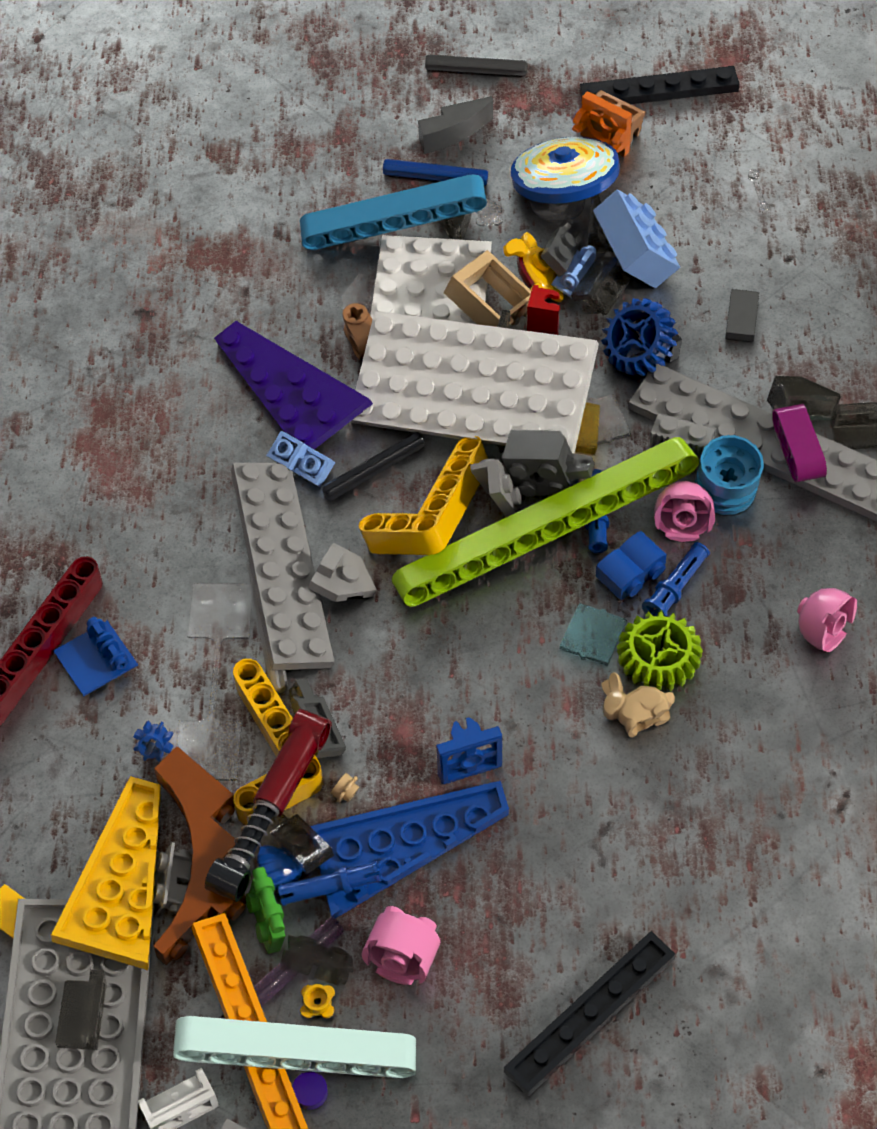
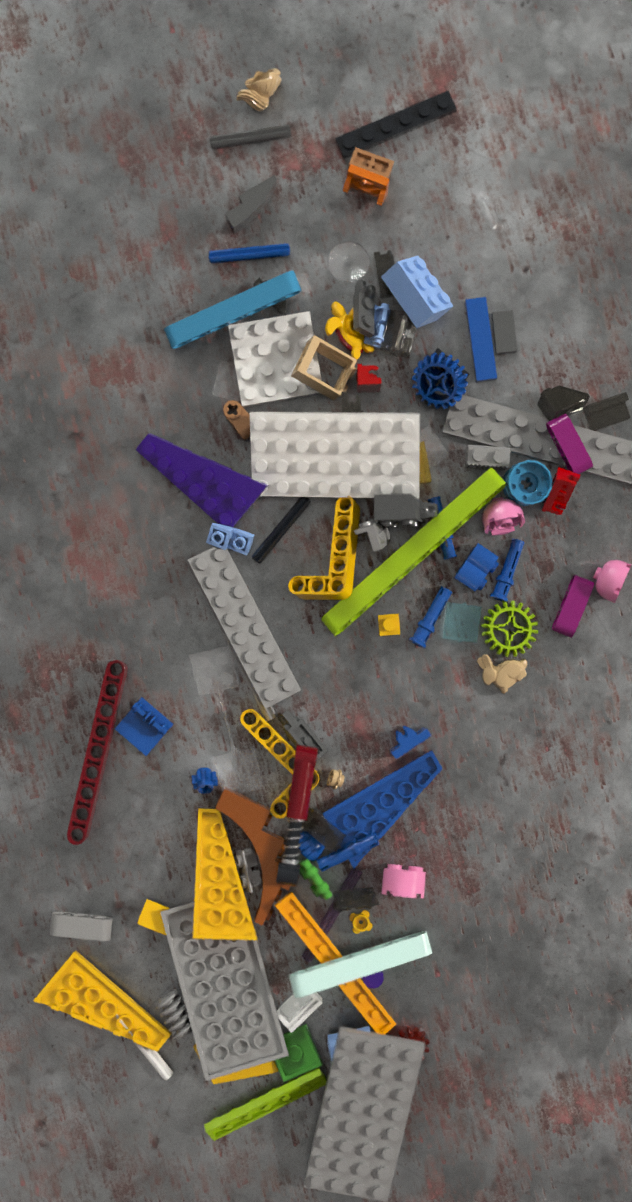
camera: 15 degrees left, 30 degrees up
(82, 1012) = (227, 977): clear smoke panel -> none
(342, 576) = (286, 625): light grey plate -> none
(486, 612) = (388, 624): none -> yellow plate
(503, 21) = (260, 89): none -> tan hair
(540, 621) = (426, 626): none -> blue pin
(565, 170) = (347, 233): dish -> none
(589, 1013) = (524, 887): black plate -> none
(708, 317) = (481, 339): none -> blue tile
(760, 644) = (573, 606): none -> magenta beam
(774, 494) = (562, 488): none -> red hinge

